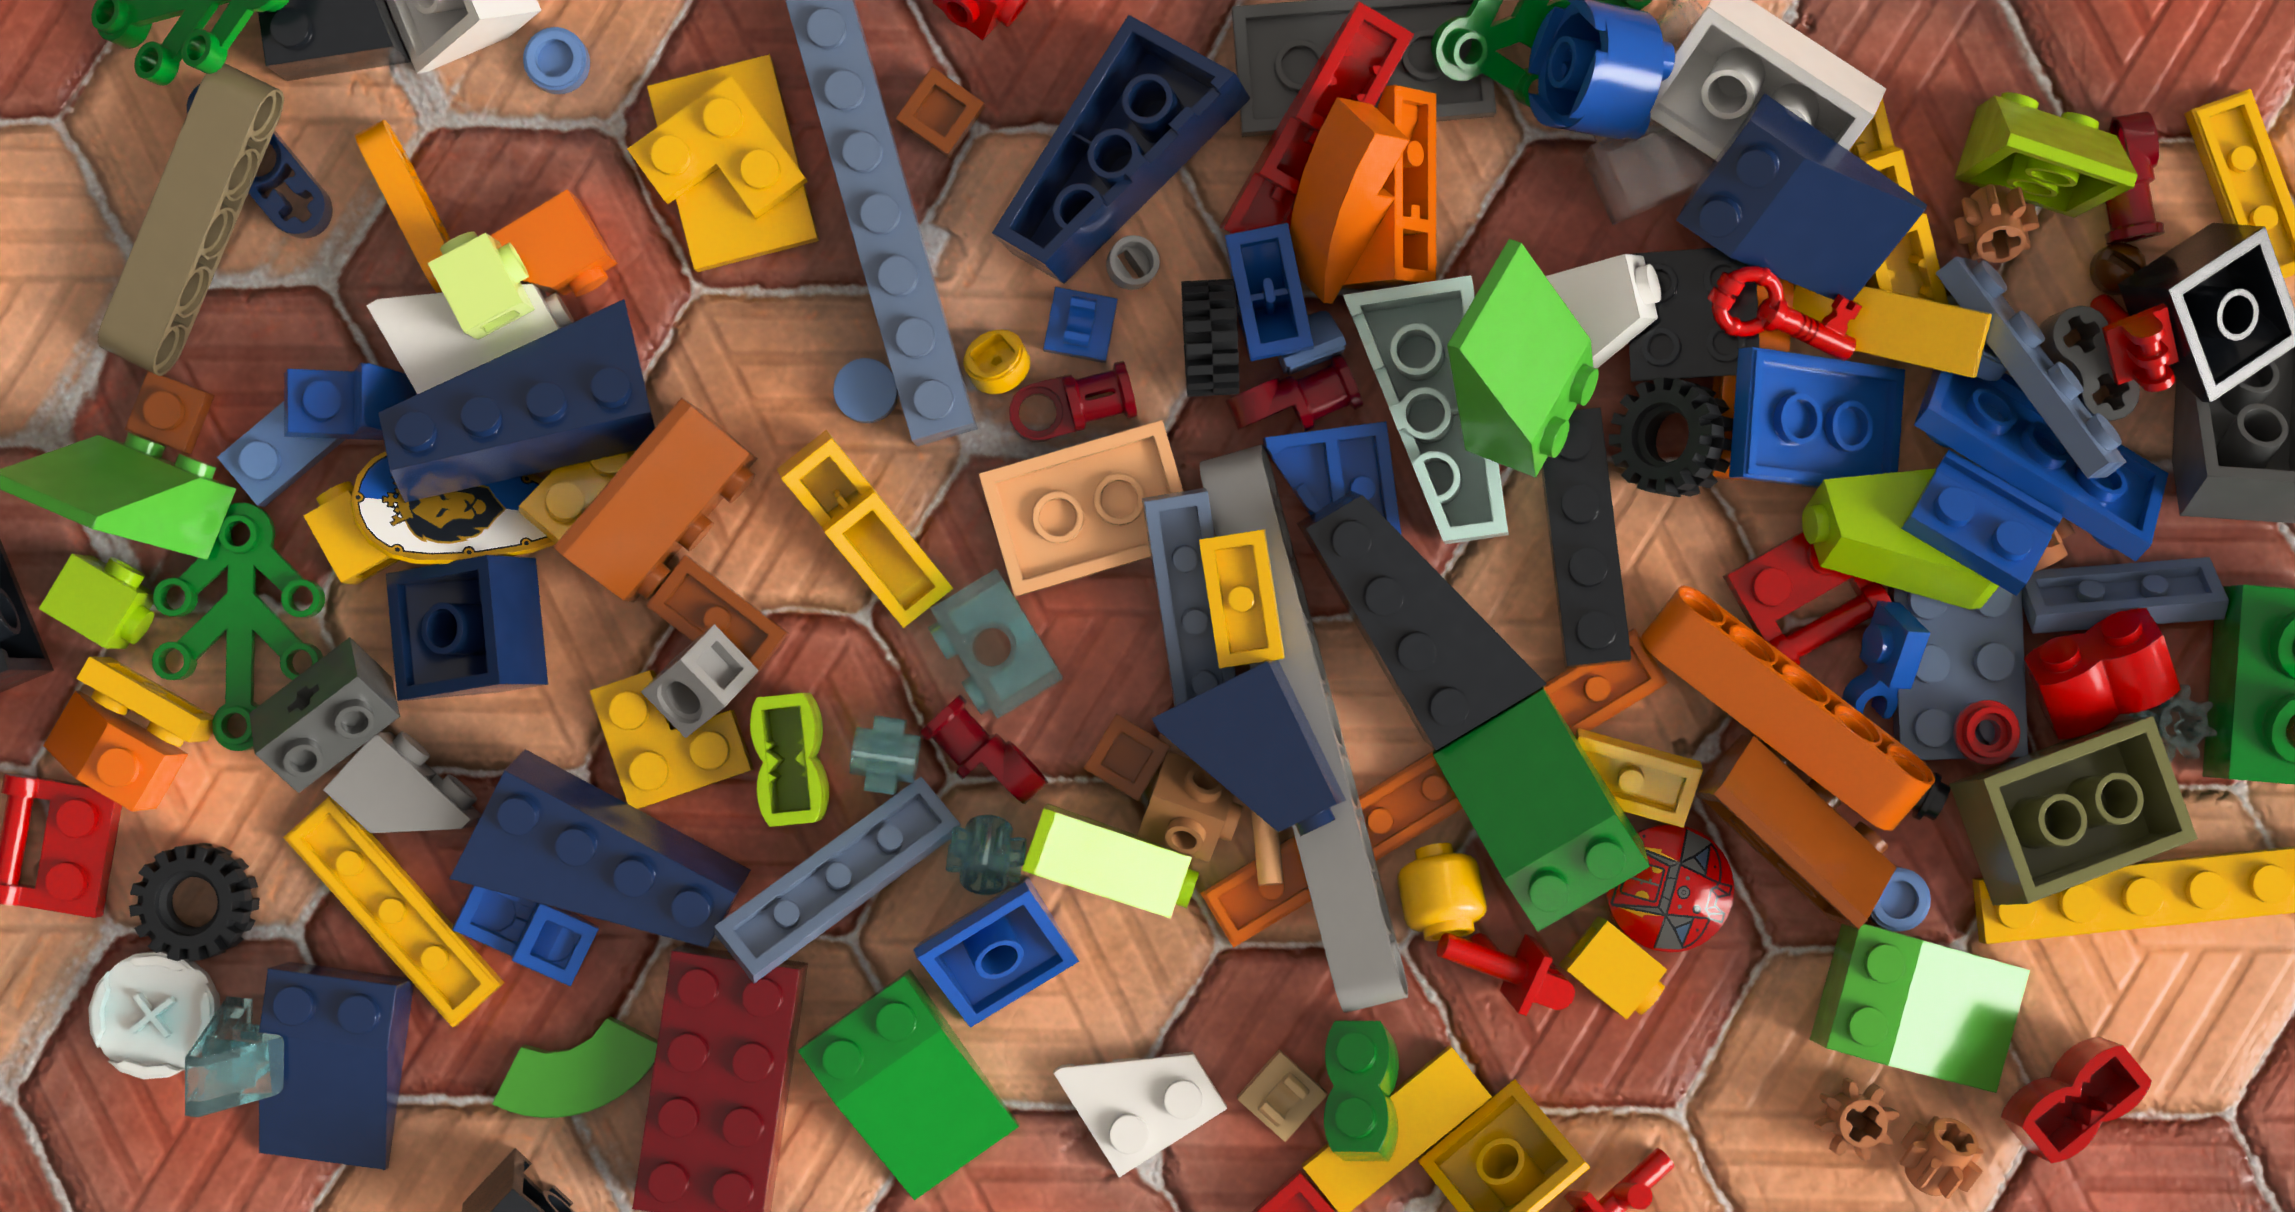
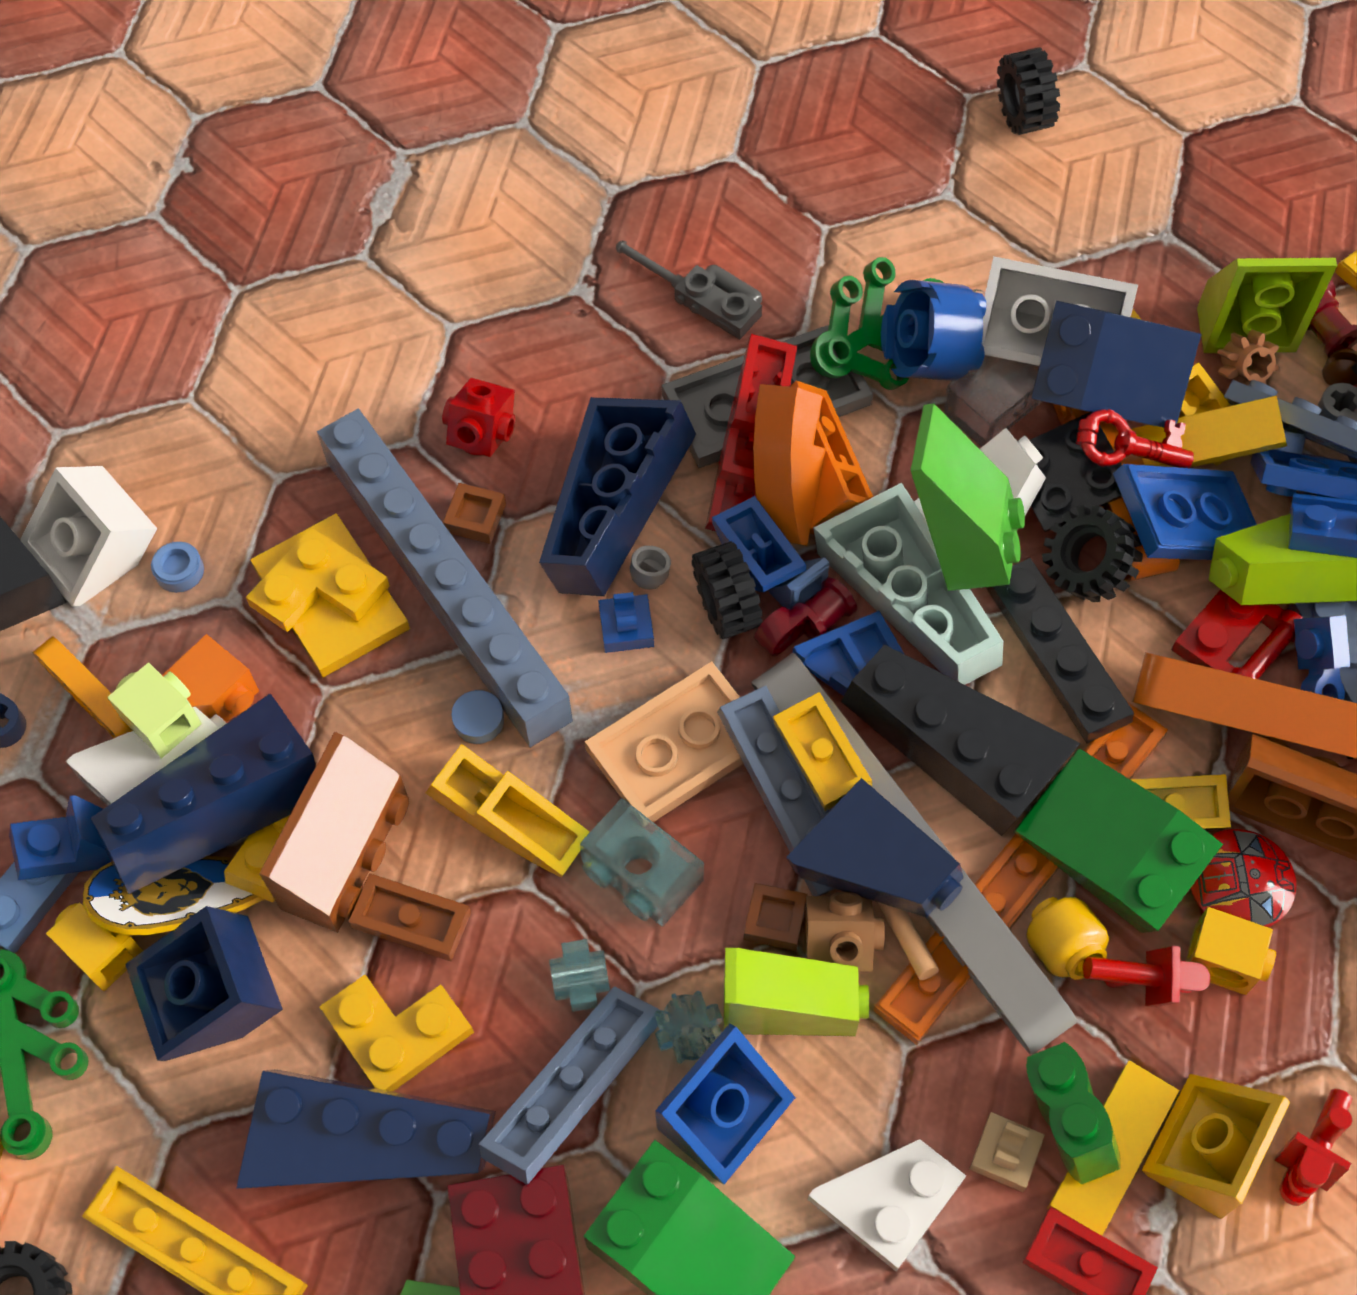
camera: 15 degrees left, 25 degrees down
(324, 715) = (95, 1092): dark grey brick -> none
(395, 791) = (175, 1142): light grey slope -> none
(528, 931) = (314, 1225): blue slope -> none
(700, 681) = (421, 946): light grey brick -> none
(787, 740) = (503, 1002): lime brick -> none
(970, 745) = (649, 948): dark red connector -> none
(996, 361) = (572, 662): yellow tile -> none
(1070, 403) = (640, 673): dark red connector -> none

